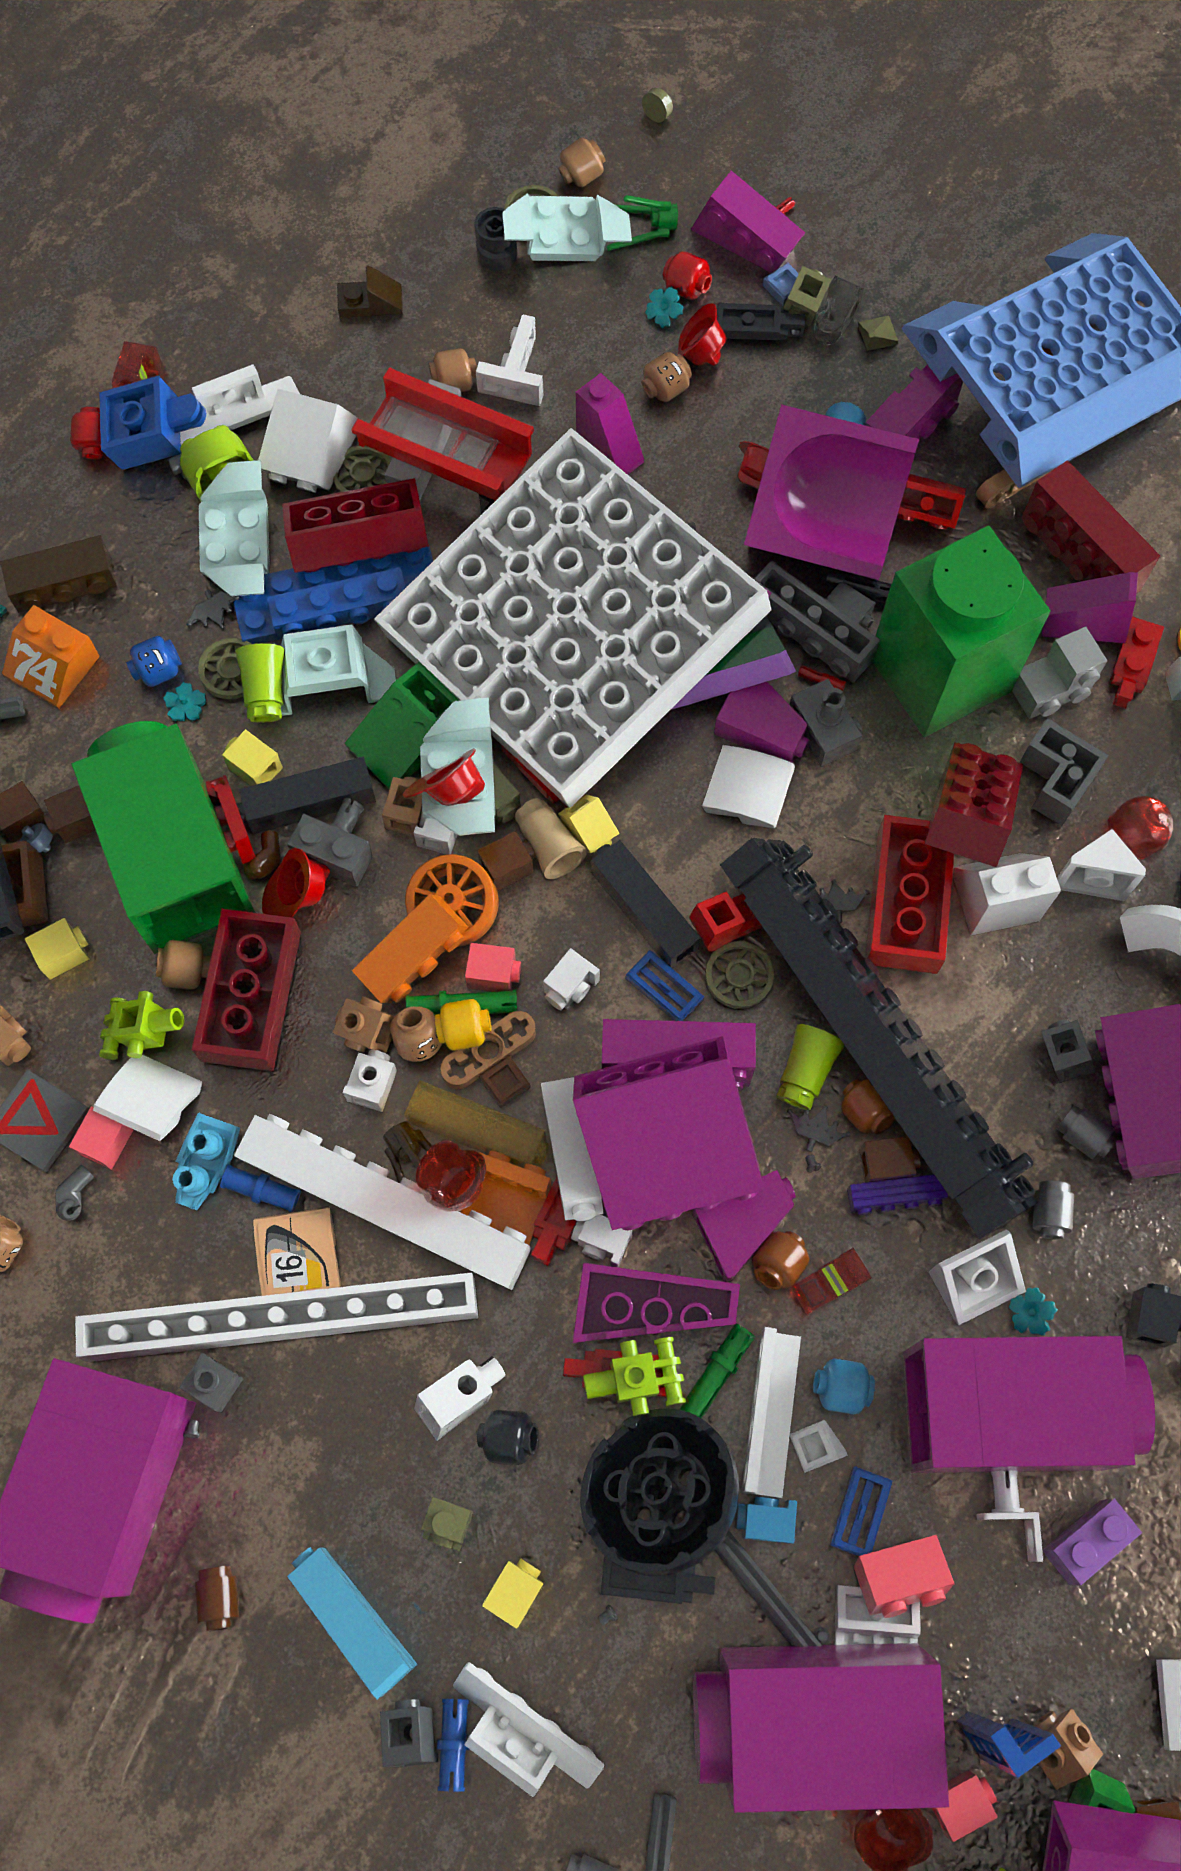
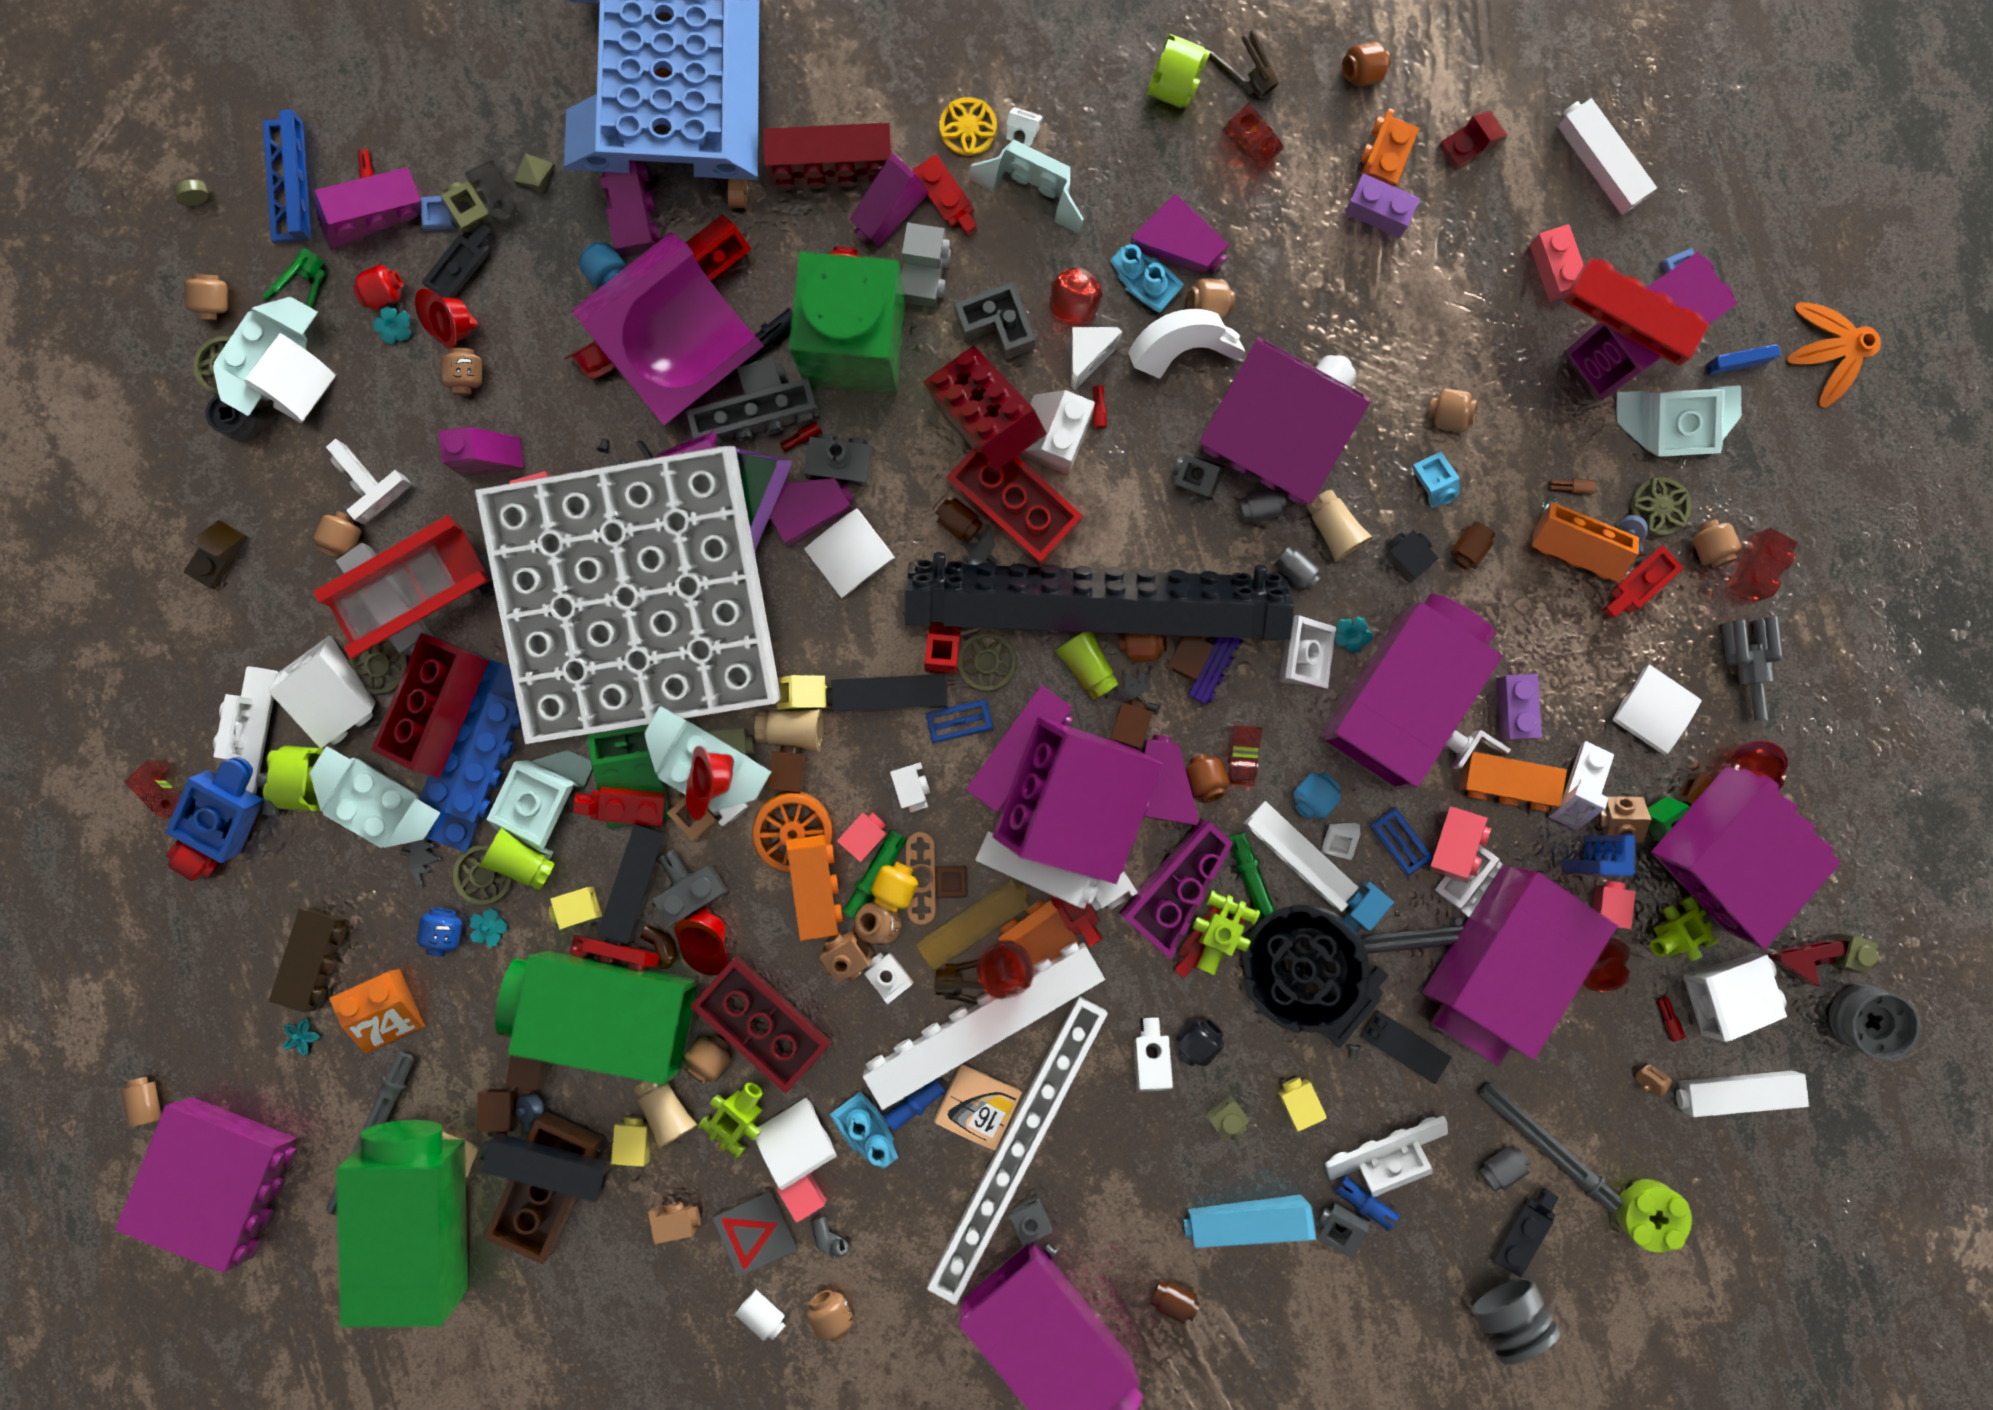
camera: 55 degrees left, 15 degrees up
(105, 957) = (663, 1112): none -> tan plant
(373, 737) = (622, 806): none -> red hinge
(560, 255) = (290, 378): none -> white slope
(650, 1672) = (1406, 1047): none -> black hinge
(734, 154) = (293, 180): none -> blue fence
(780, 1148) = (1131, 724): none -> reddish brown brick
(852, 860) = (958, 520): none -> reddish brown brick
(1011, 1591) = (1513, 781): none -> orange brick
(1054, 920) = (1099, 411): none -> red pin
(1062, 1677) = (1584, 788): none -> white bracket
(1125, 1220) = (1337, 525): none -> tan plant

